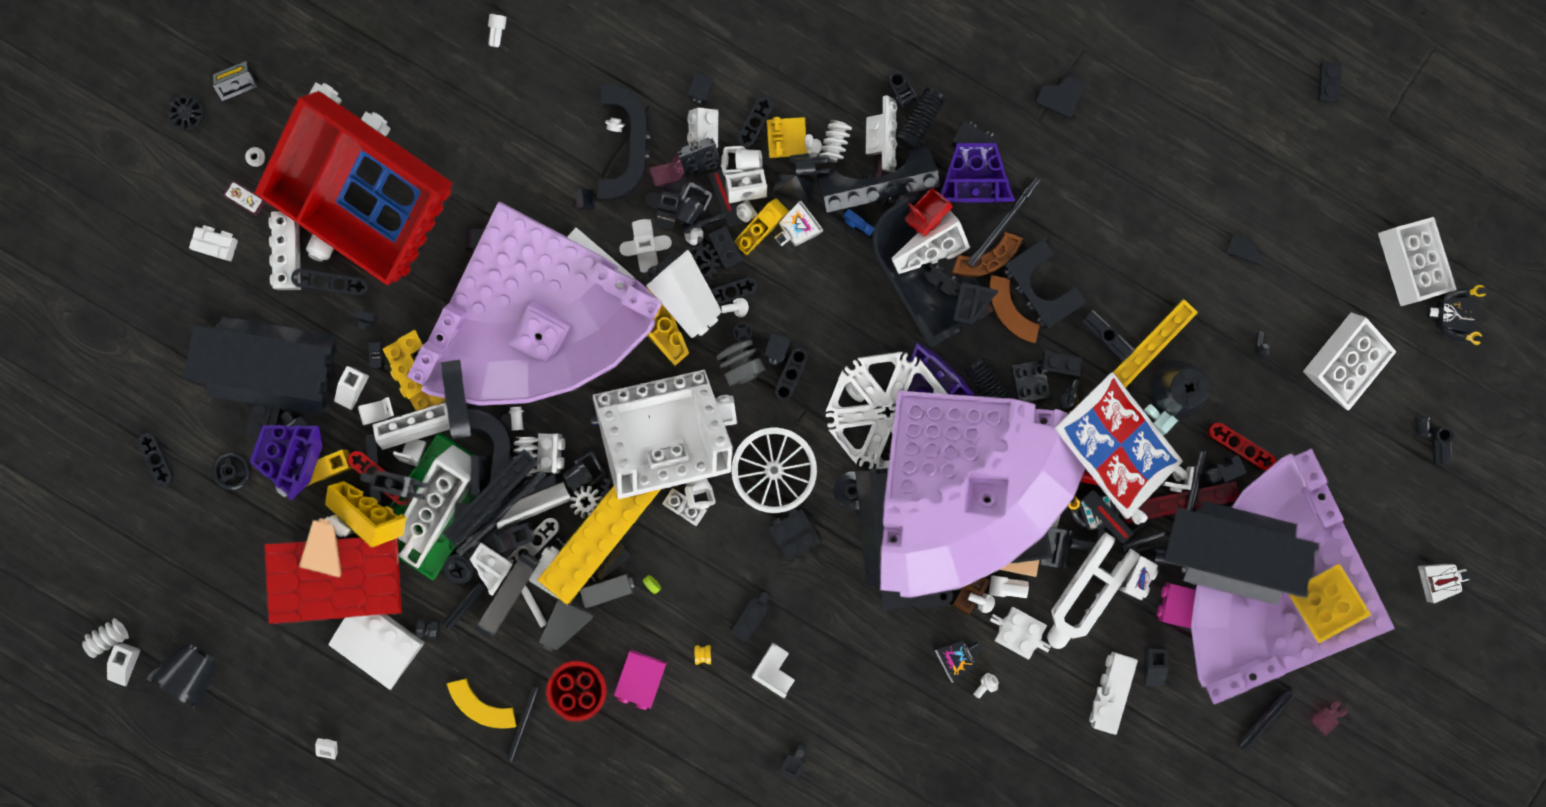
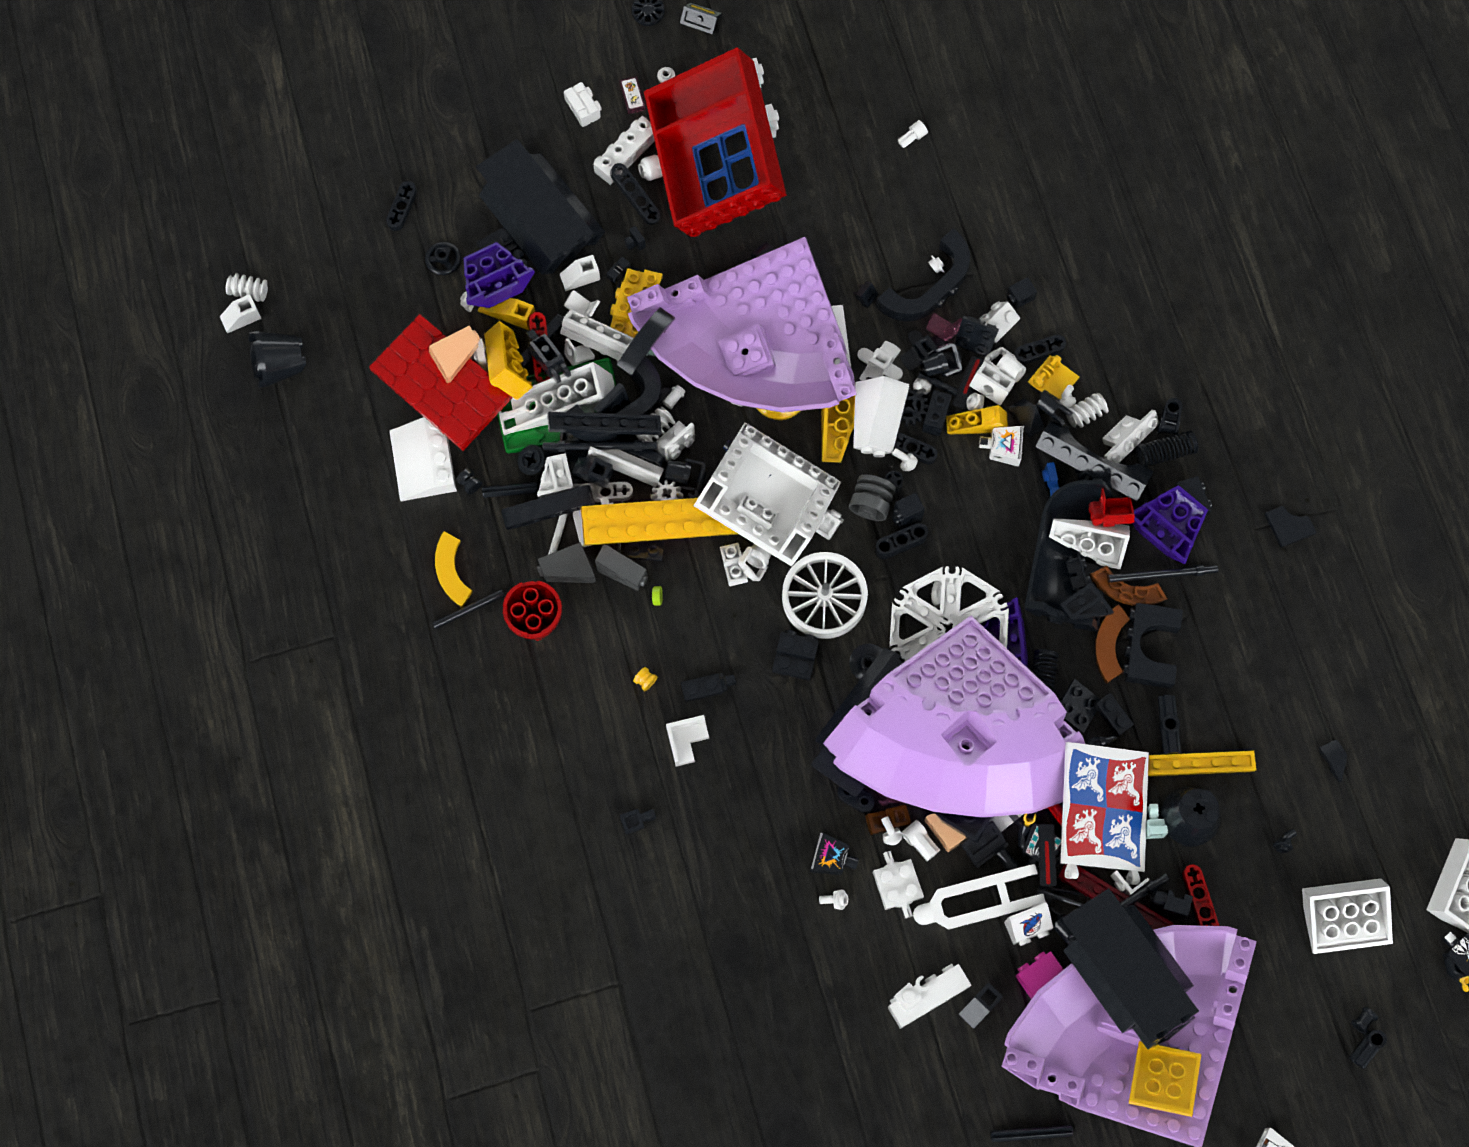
camera: 45 degrees right, 15 degrees down
(326, 748) = (316, 497): white plate -> none
(640, 679) = (582, 654): dark pink brick -> none

